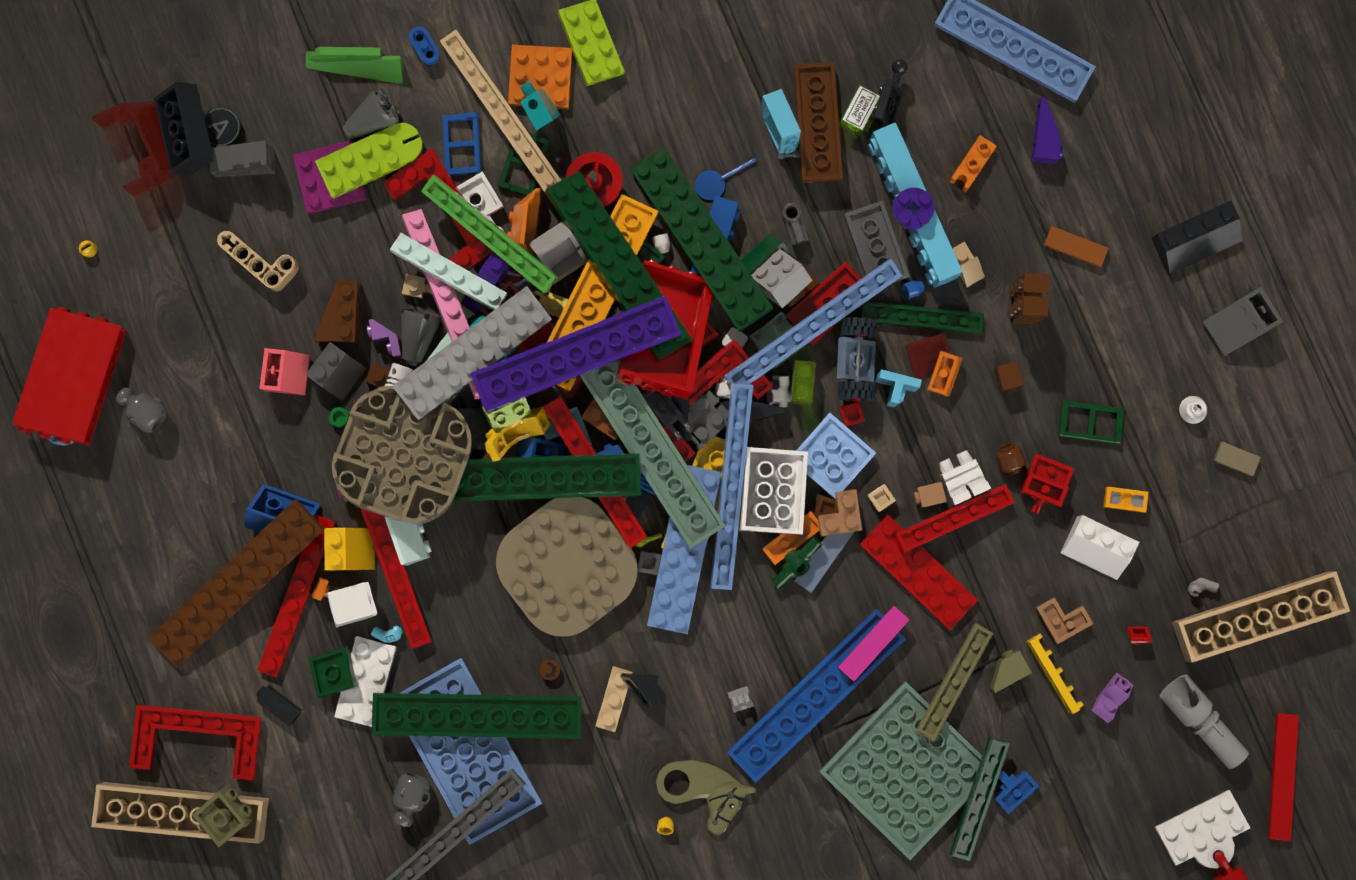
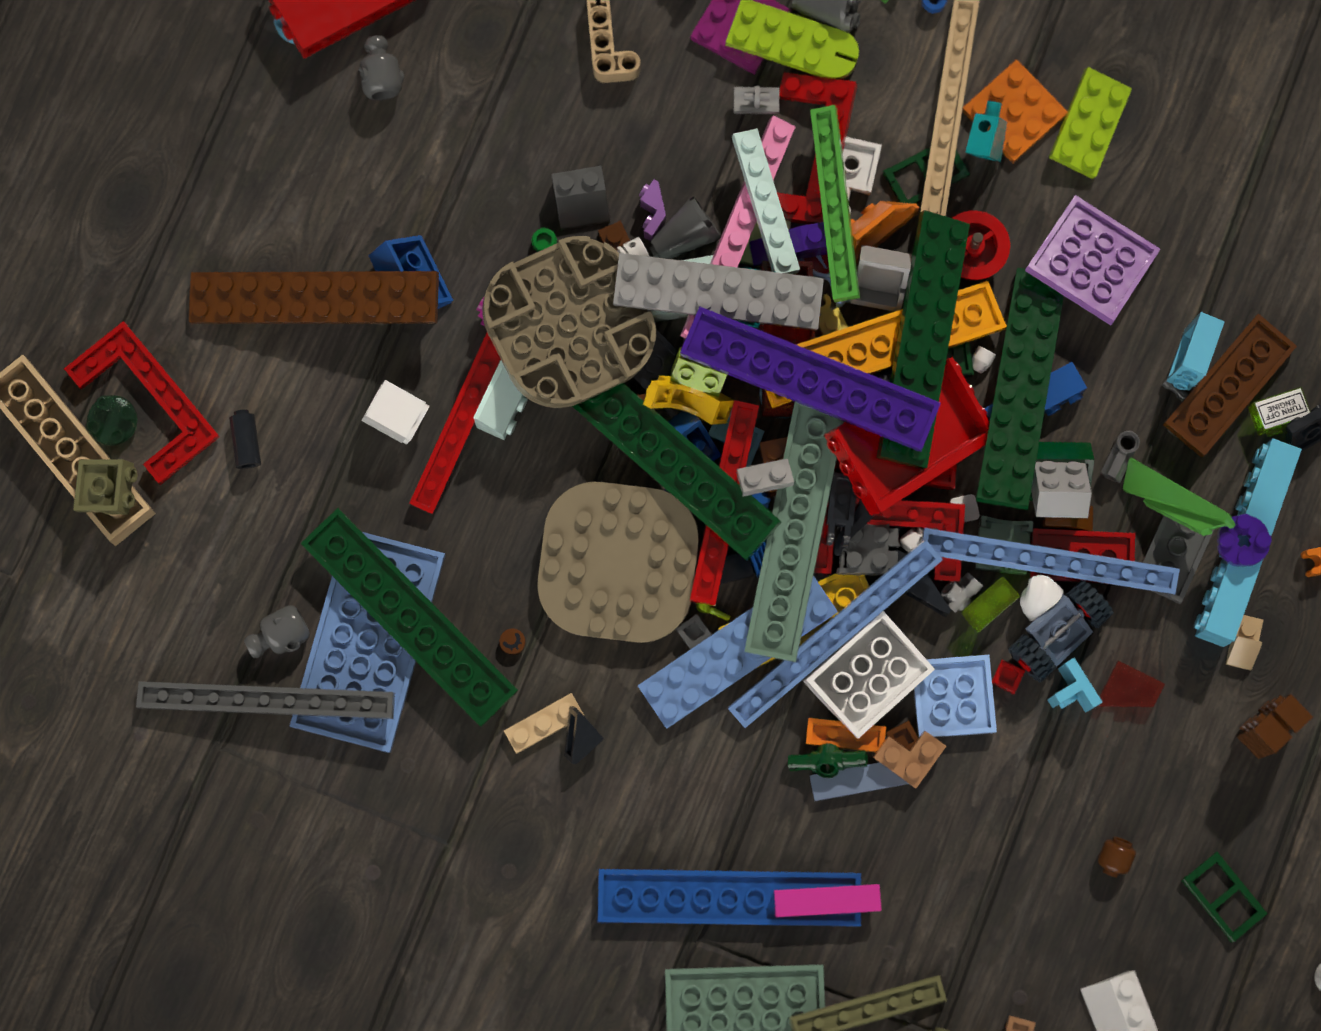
camera: 40 degrees right, 5 degrees down
(188, 769) = (111, 420): none -> clear green dish
(284, 372) = (535, 155): coral slope -> none
(294, 603) = (350, 363): red plate -> none
(321, 589) = (381, 374): orange plate -> none
(333, 672) = (319, 457): dark green tile -> none
(342, 315) = (634, 153): reddish brown wedge -> none
(348, 549) = (439, 362): yellow slope -> none
(372, 669) = (348, 486): white plate -> none
(383, 214) = (756, 100): none -> light grey hips
(387, 636) = (398, 472): medium azure arm -> none
(415, 286) = (723, 190): tan plate -> none
(476, 143) = (899, 114): blue window -> none
(605, 436) = (765, 477): none -> light grey plate
(665, 826) = (478, 881): yellow hinge -> none
(670, 123) = (1092, 260): none -> medium lavender plate
(707, 781) = (560, 897): olive animal -> none
(712, 184) = (1080, 350): blue piece -> none
(740, 699) = (657, 834): light grey tile -> none
(827, 351) = (1039, 596): none -> white hair
(850, 222) = (1174, 500): none -> bright green wedge
(881, 497) = (961, 777): tan plate -> none
(912, 289) = (1173, 617): blue hose -> none
(919, 574) = (931, 878): red plate -> none
(924, 317) = (1159, 653): dark green tile -> none
(929, 495) = (1009, 817): medium nougat brick -> none
(945, 373) = (1130, 721): orange slope -> none
(954, 518) = (1011, 860): red plate -> none
(965, 475) = (1060, 831): white hips -> none
(1008, 377) = (1185, 781): reddish brown brick -> none
(1046, 482) = (1129, 910): red plate -> none
(1125, 499) = (1189, 998): light orange piece -> none

